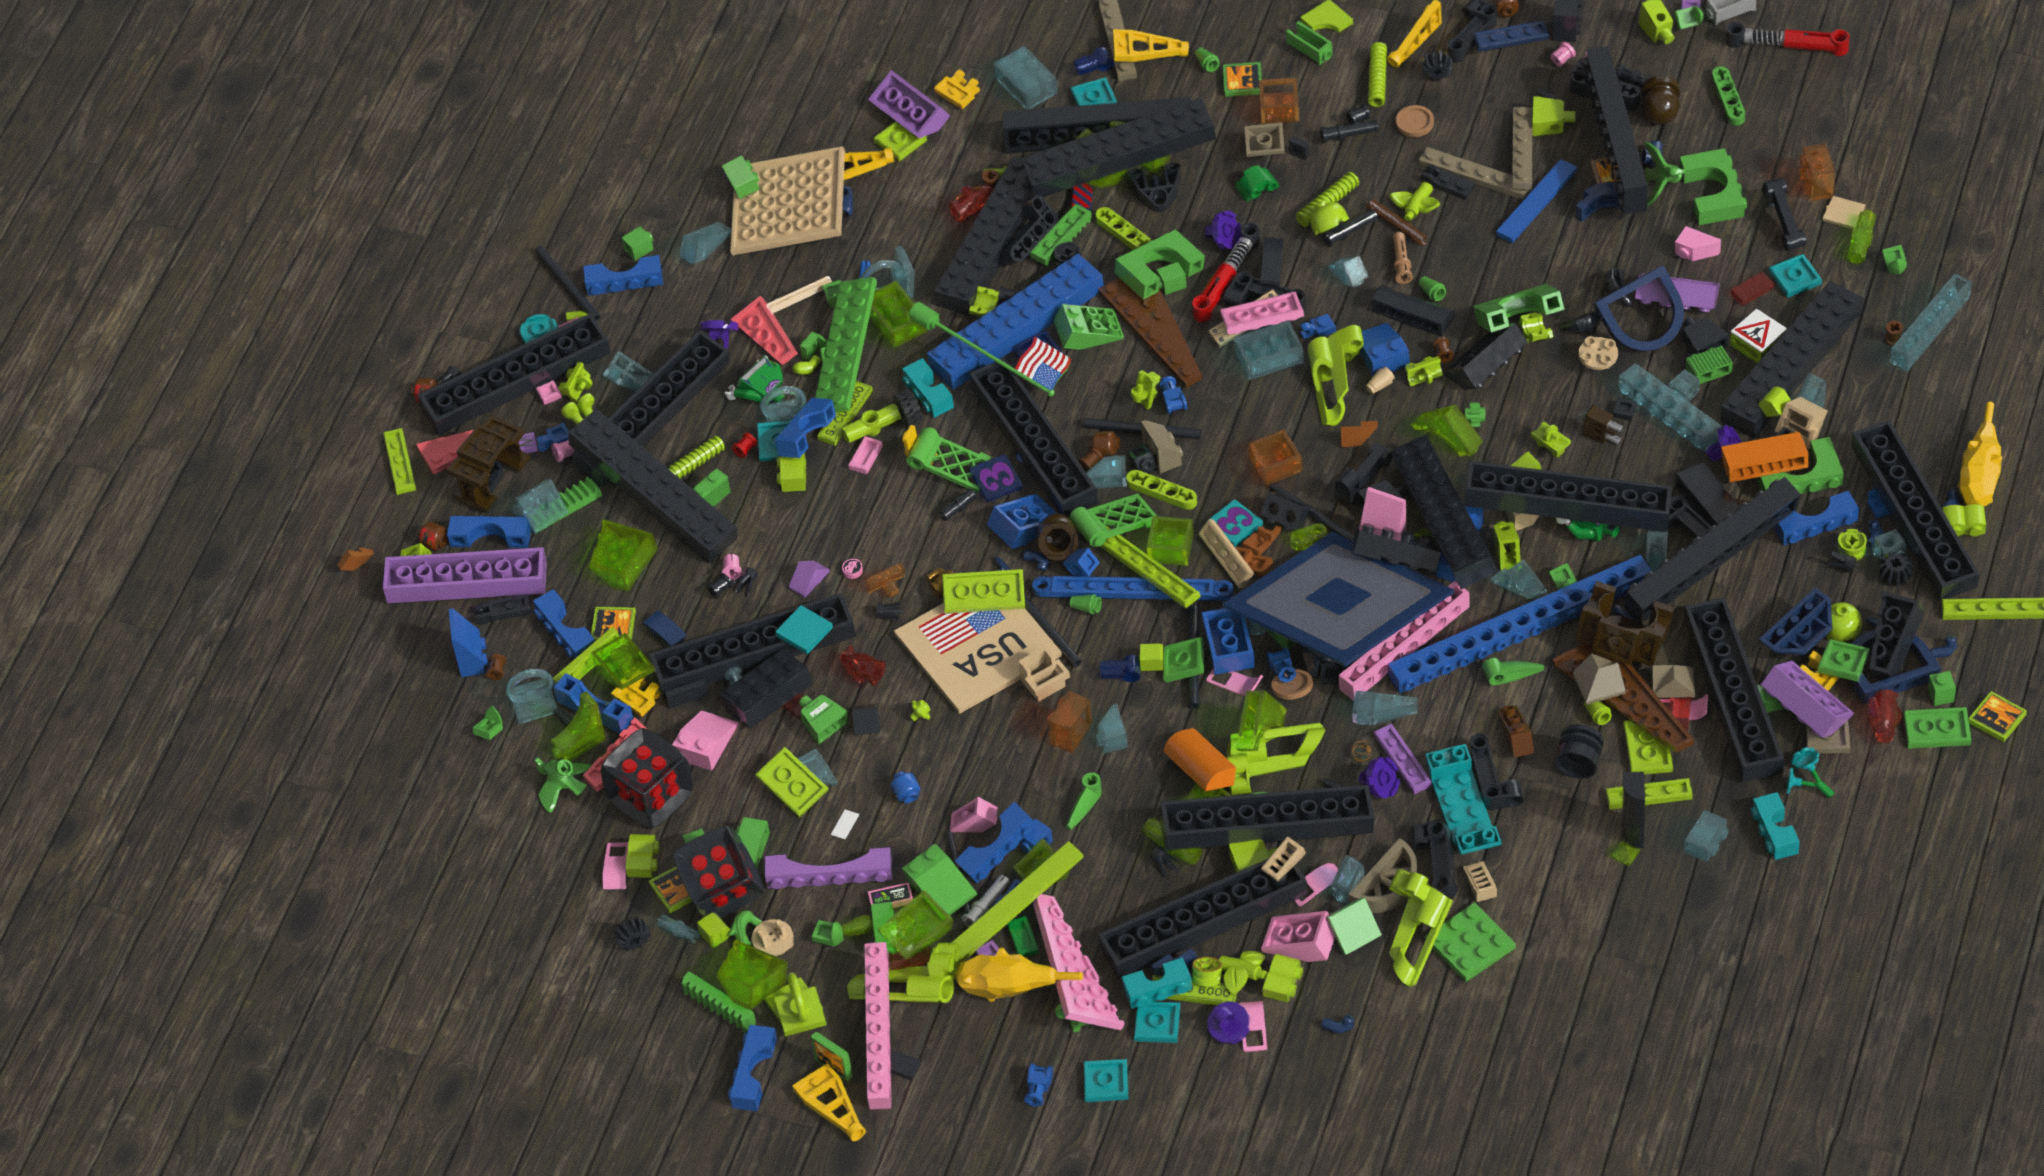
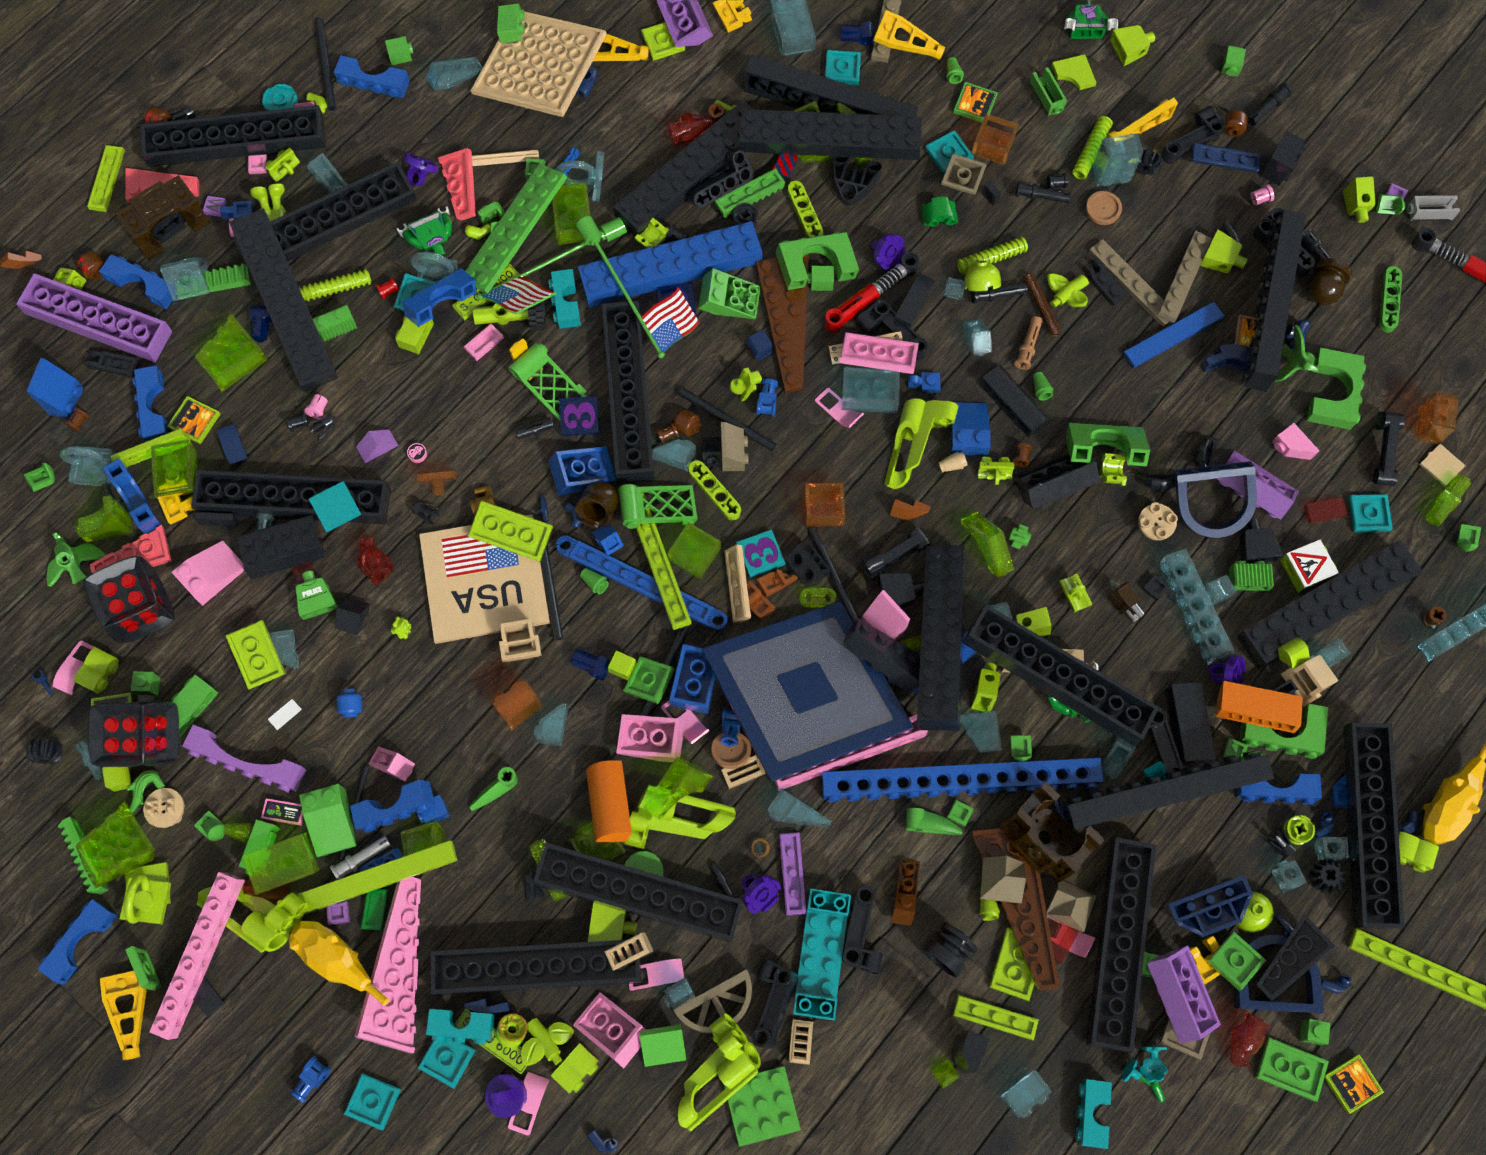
camera: 15 degrees right, 20 degrees up
(588, 887) = (43, 680): none -> dark blue hand
(632, 516) = (260, 323): none -> clear blue piece
(888, 394) = (523, 293): none -> flag
(1140, 354) = (759, 345): none -> dark blue piece
(1211, 700) = (650, 737): none -> bright pink slope
(1233, 131) = (943, 149): none -> teal tile
(1254, 386) = (844, 417): none -> bright pink piece
(1305, 240) = (954, 288): none -> clear light blue tile
(1315, 701) = (740, 781): none -> tan tile
(1407, 72) = (1117, 159): none -> clear light blue brick
(1534, 652) = (960, 813): none -> bright green tile
(1860, 582) = (1297, 877): none -> clear light blue brick

